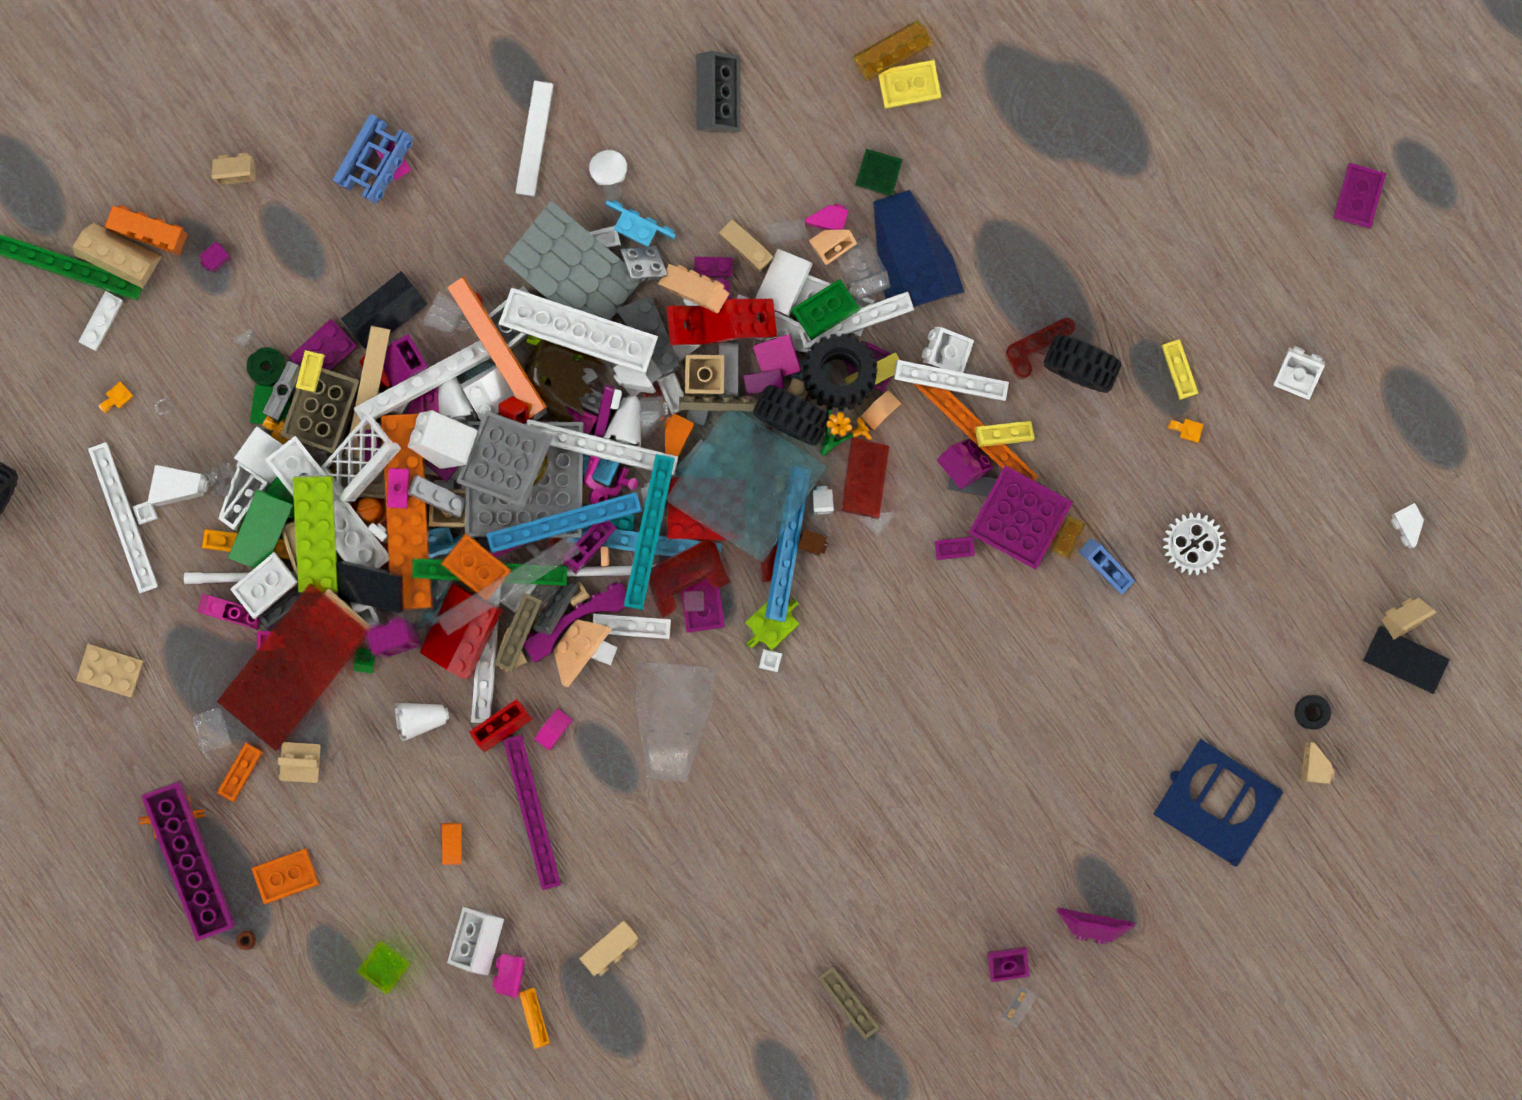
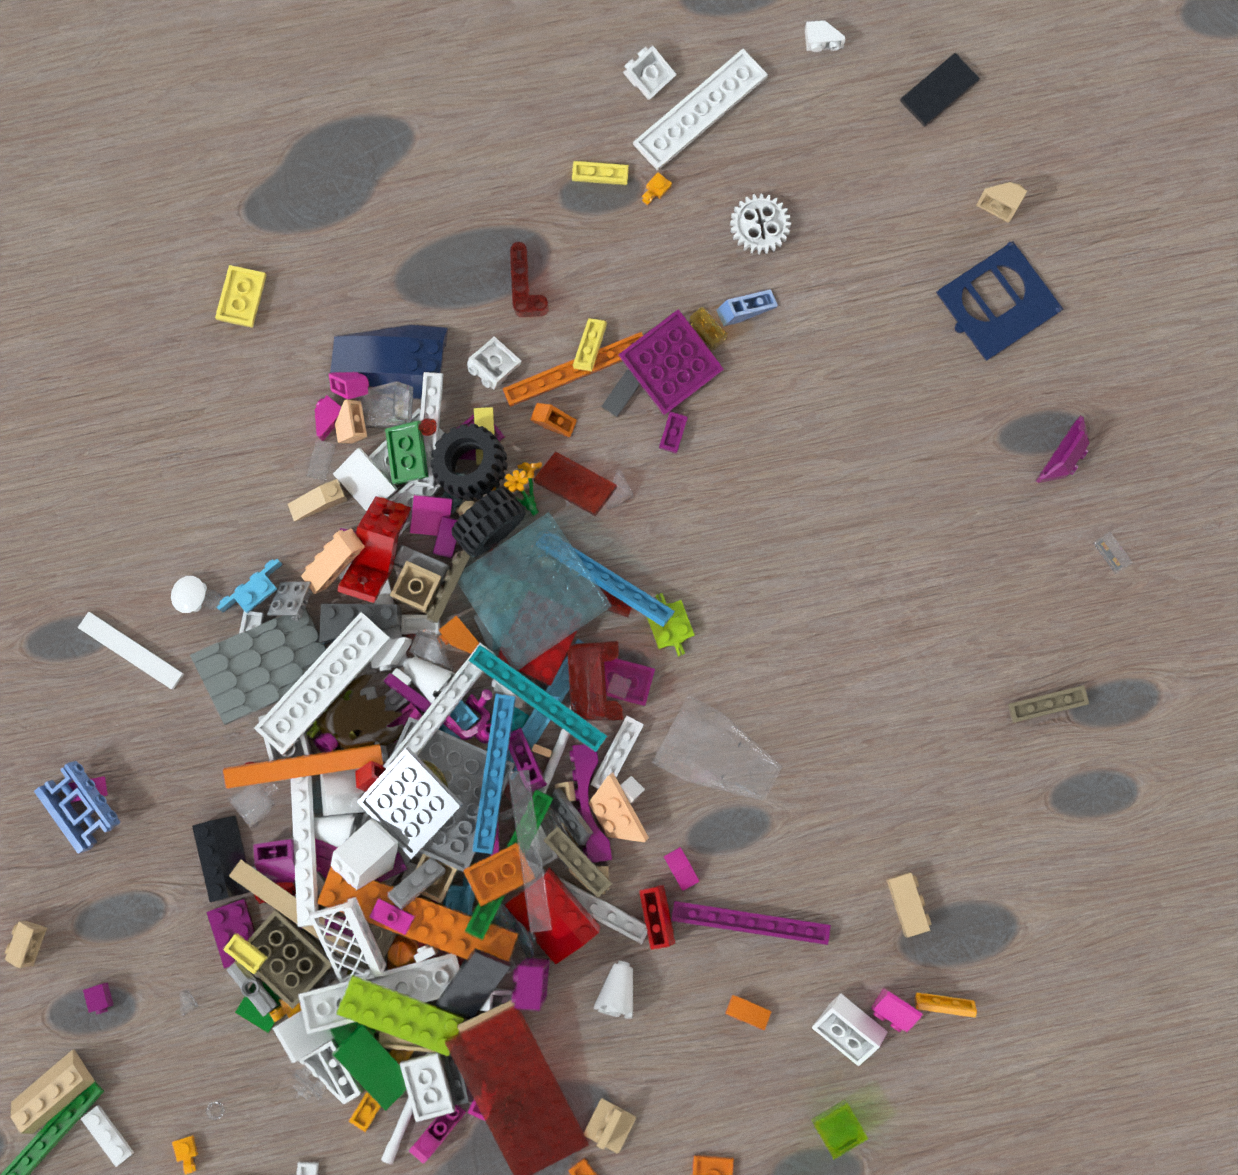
camera: 65 degrees left, 5 degrees down
(146, 230) = (41, 1053): orange wedge -> none
(175, 485) = (294, 1132): white slope -> none
(259, 358) = (212, 995): dark green plate -> none
(364, 661) = (540, 1021): green slope -> none
(526, 357) = (326, 743): none -> magenta beam
(697, 416) = (451, 610): light grey tile -> none
(714, 266) = (322, 535): magenta plate -> none
(717, 92) = (167, 466): dark grey slope -> none
(770, 660) = (703, 641): white tile -> none
(813, 543) = (613, 555): reddish brown brick -> none
(823, 500) = (579, 530): white slope -> none
(856, 319) = (427, 427): none -> clear red plate
(867, 225) = (348, 384): none -> dark pink slope
(878, 172) = (306, 356): dark green plate -> none
(880, 409) = (519, 445): light nougat slope -> none
(892, 50) = (203, 297): clear yellow brick -> none
(918, 431) = (553, 419): none -> orange slope
(950, 380) = (520, 370): white plate -> none
(964, 463) = (601, 390): magenta slope -> none
(1008, 964) = (1069, 544): magenta slope -> none
(1082, 363) = (558, 246): black tyre -> none
(1284, 438) = (700, 109): none -> white plate
(1321, 703) = (955, 174): black tyre -> none
(1407, 617) = (904, 68): tan slope -> none

